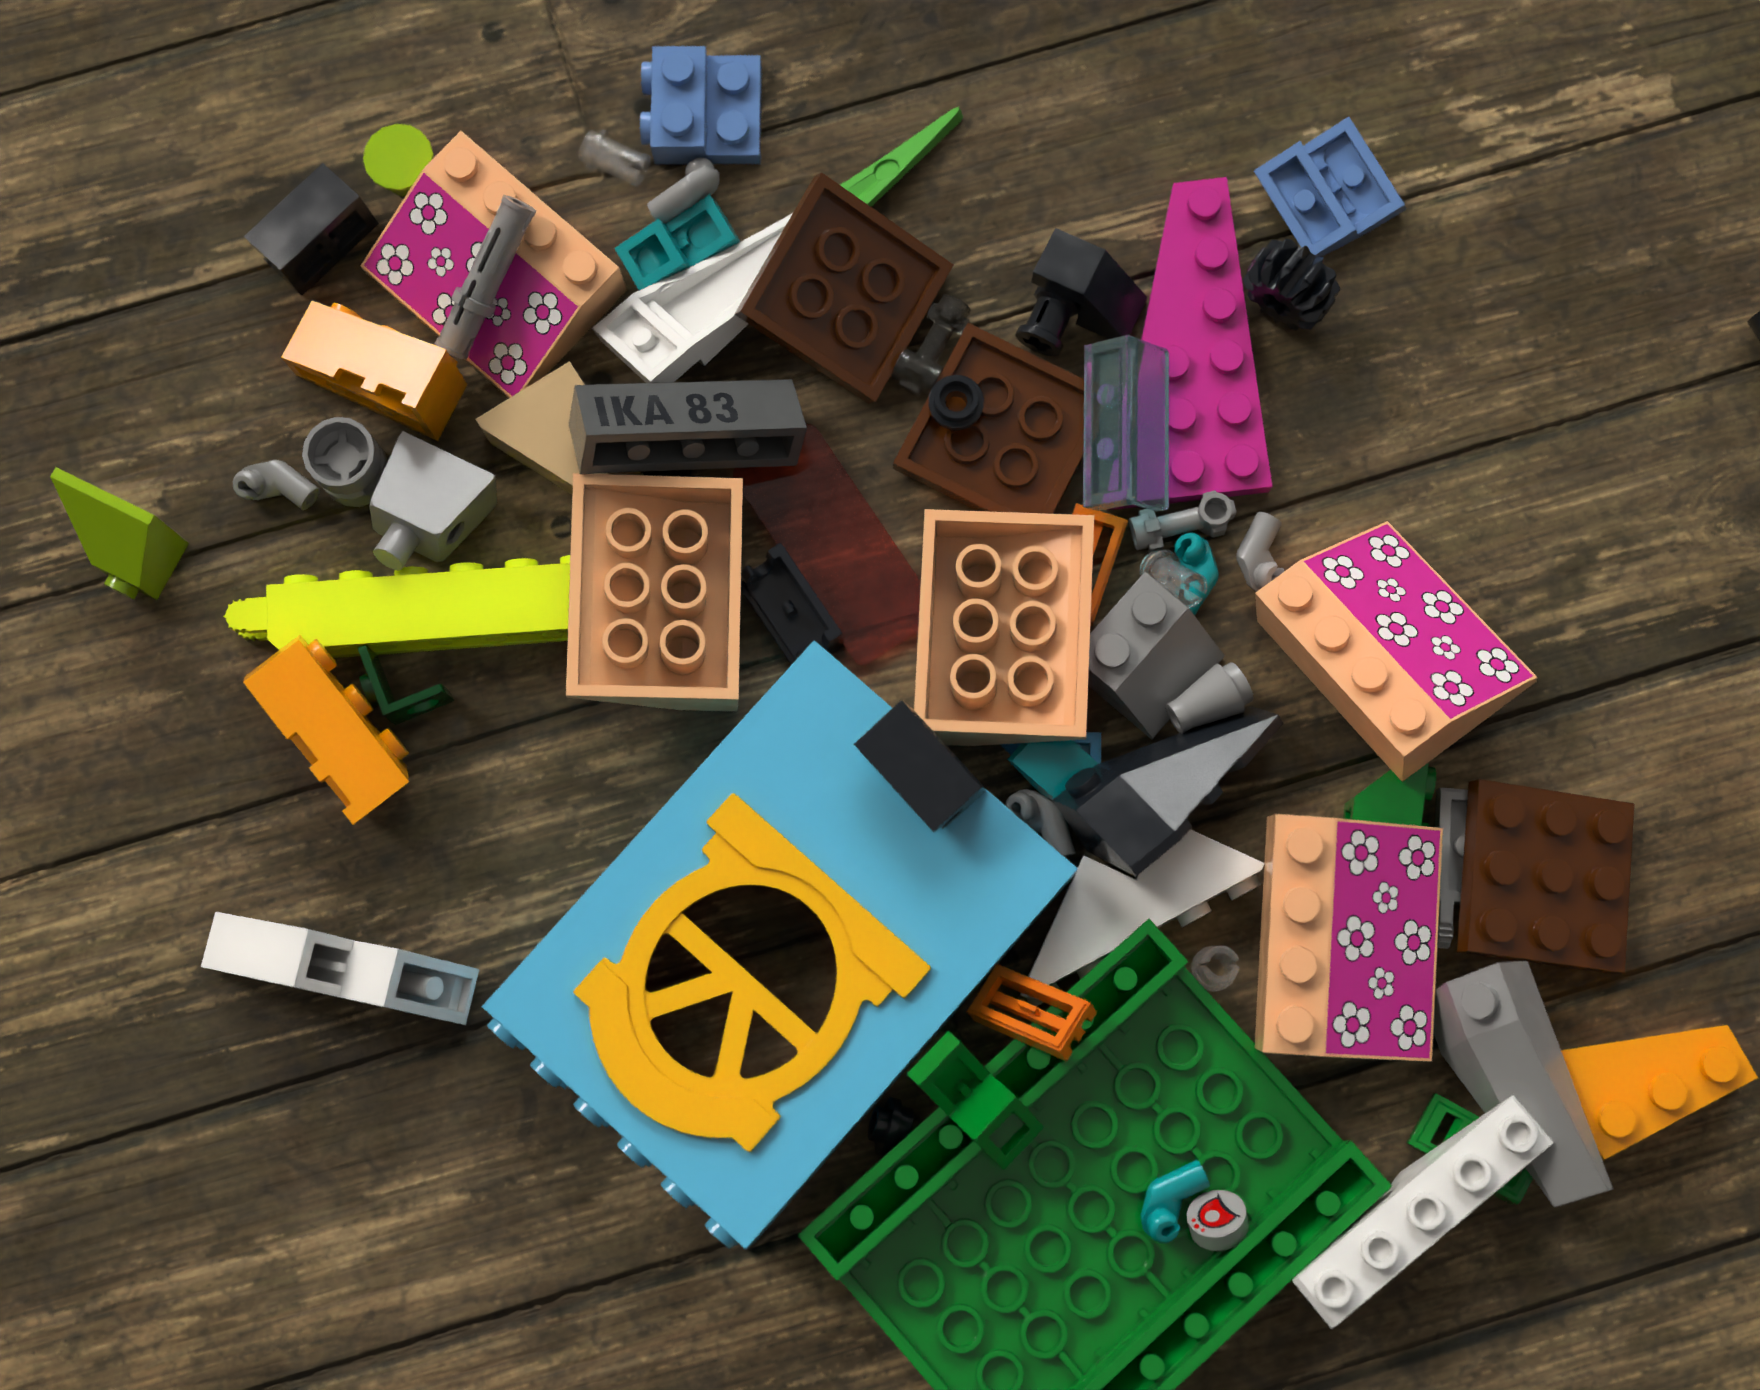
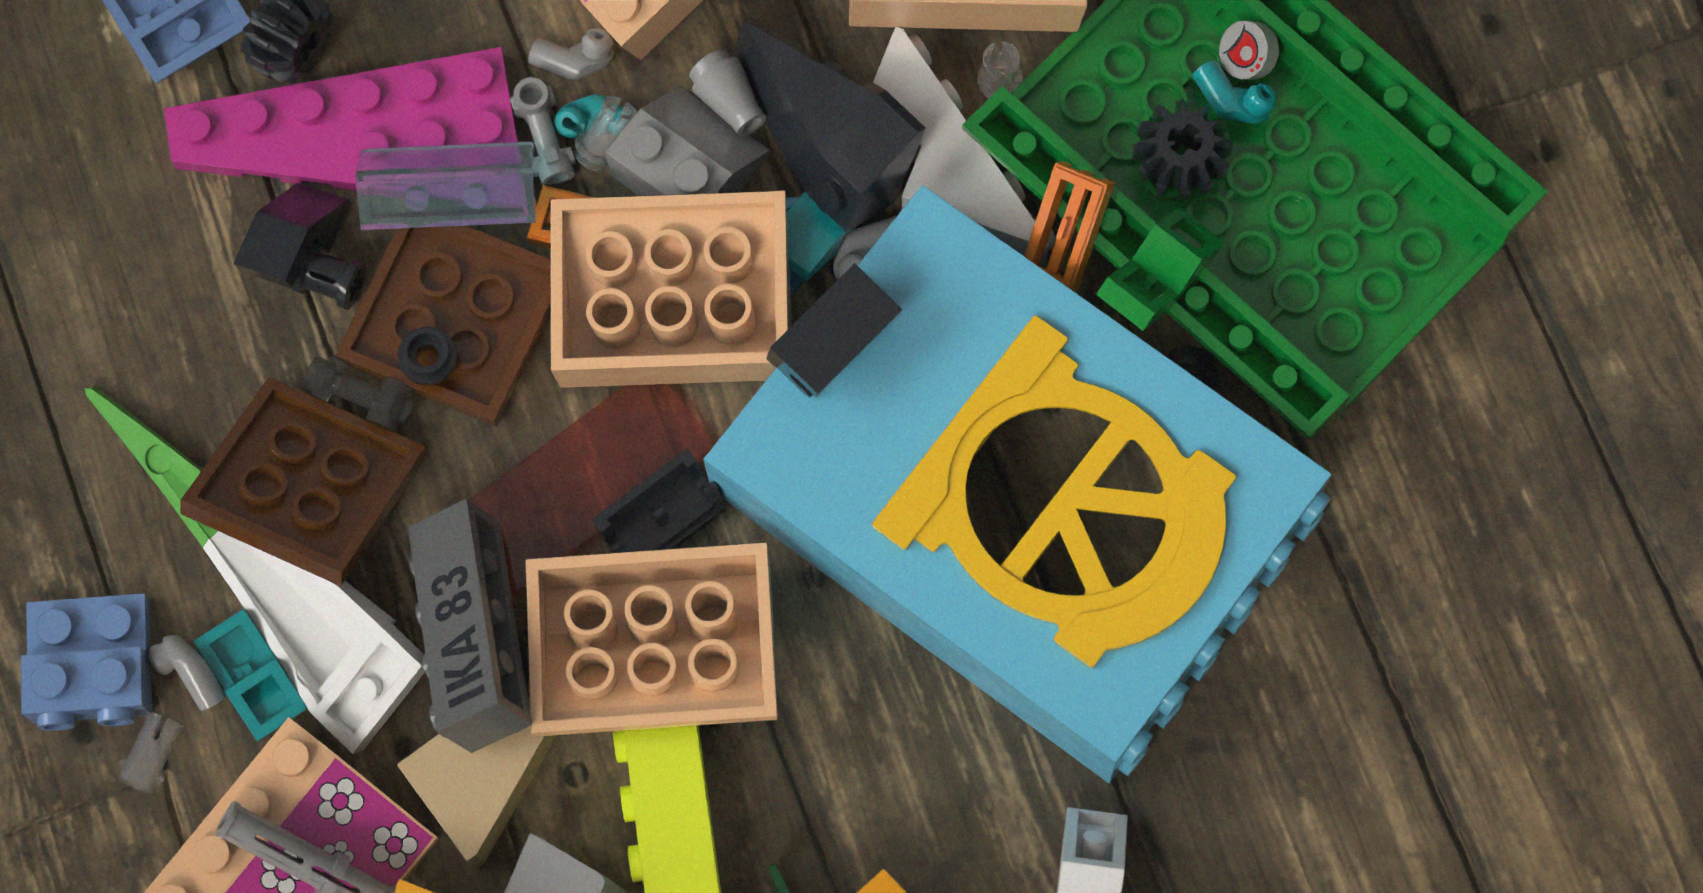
camera: 95 degrees left, 5 degrees down
(1131, 1134) = (1197, 164): none -> black gear

